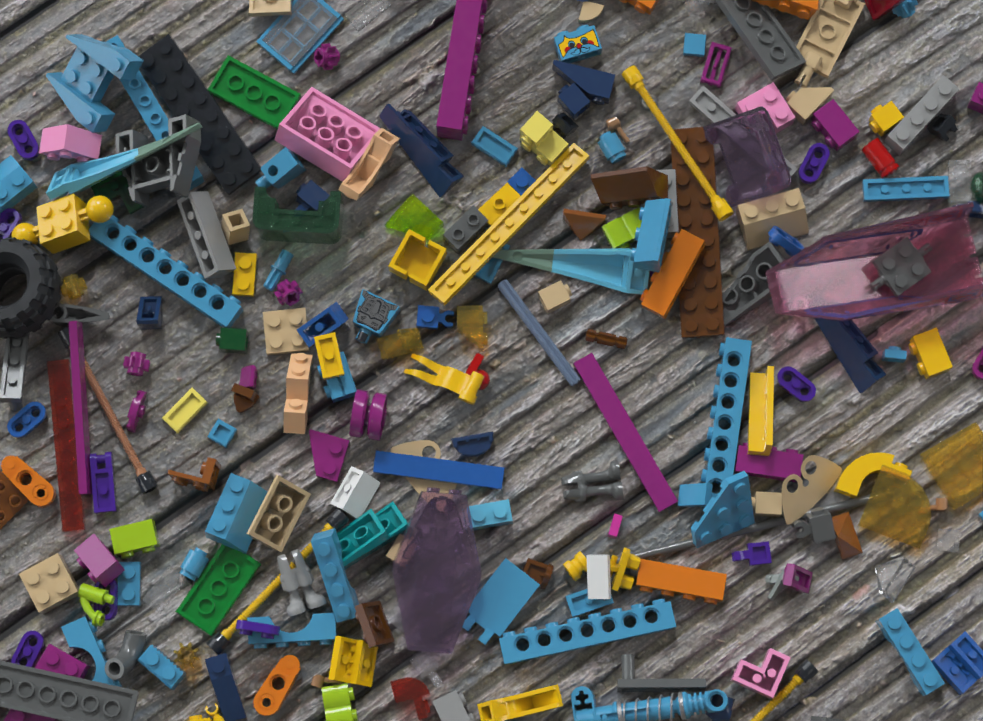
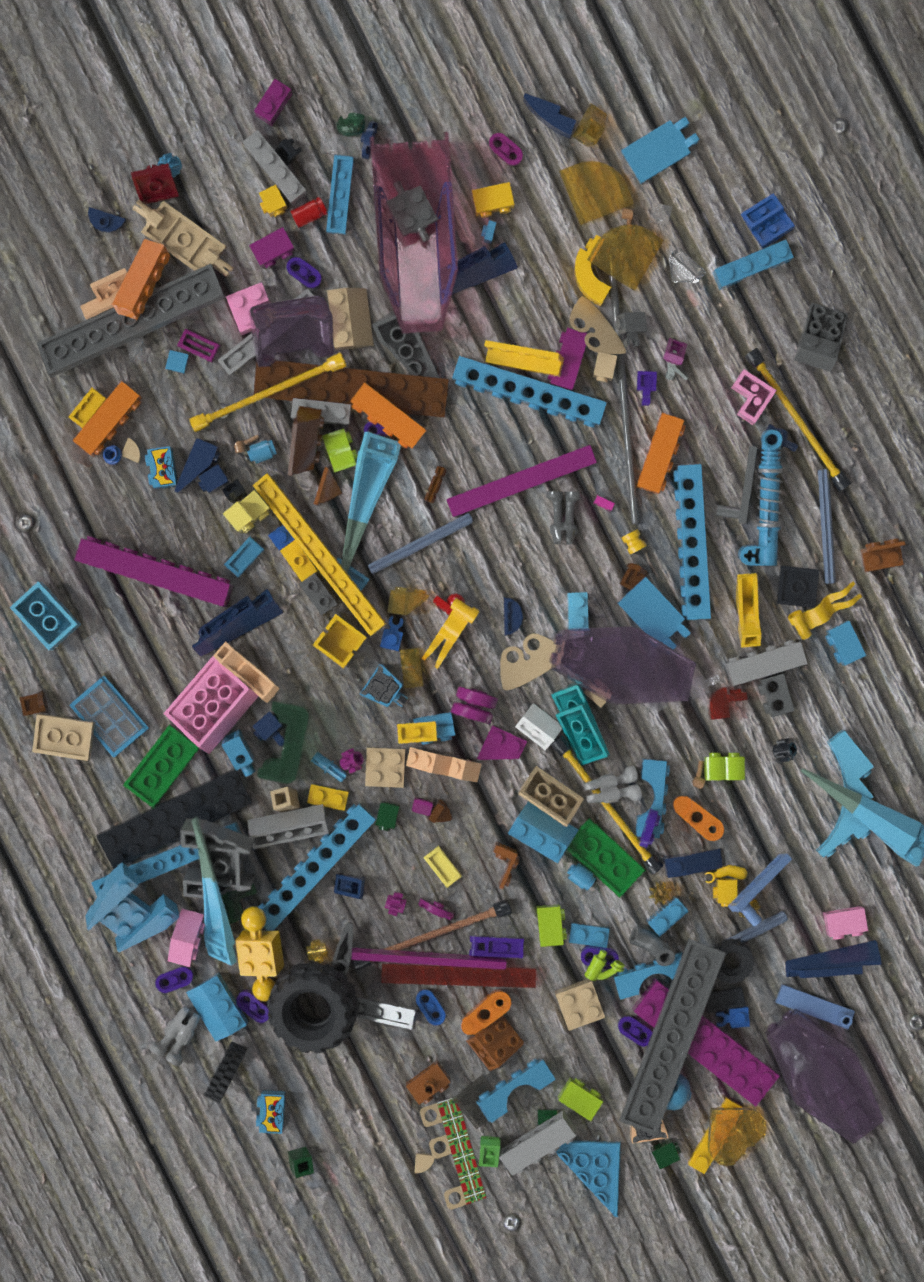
camera: 80 degrees left, 10 degrees up
(99, 560) = (566, 958): brick -> none
(222, 433) = (468, 836): dark azure tile -> none
(322, 323) = (385, 733): blue slope -> none
(327, 56) = (139, 695): magenta gear -> none
(330, 562) = (599, 757): dark azure arch -> none
(352, 662) = (687, 749): yellow slope -> none
(373, 623) = (659, 726): reddish brown plate -> none
(416, 217) = (301, 637): clear neon green slope -> none
(438, 470) = (530, 650): blue tile -> none
(555, 296) = (391, 523): tan brick -> none
(580, 604) = (664, 535): dark azure plate -> none
(598, 576) = (648, 524): white tile -> none
(627, 560) = (637, 498): yellow hips -> none
(652, 234) = (353, 429): dark azure slope -> none
(694, 494) = (588, 428): dark azure tile -> none
(725, 512) = (610, 404): dark azure plate -> none
(781, 238) = (373, 309): blue plate -> none
(797, 383) = (501, 323): dark purple plate -> none
(808, 101) = (246, 269): tan slope -> none
(846, 536) = (642, 302): dark orange slope -> none

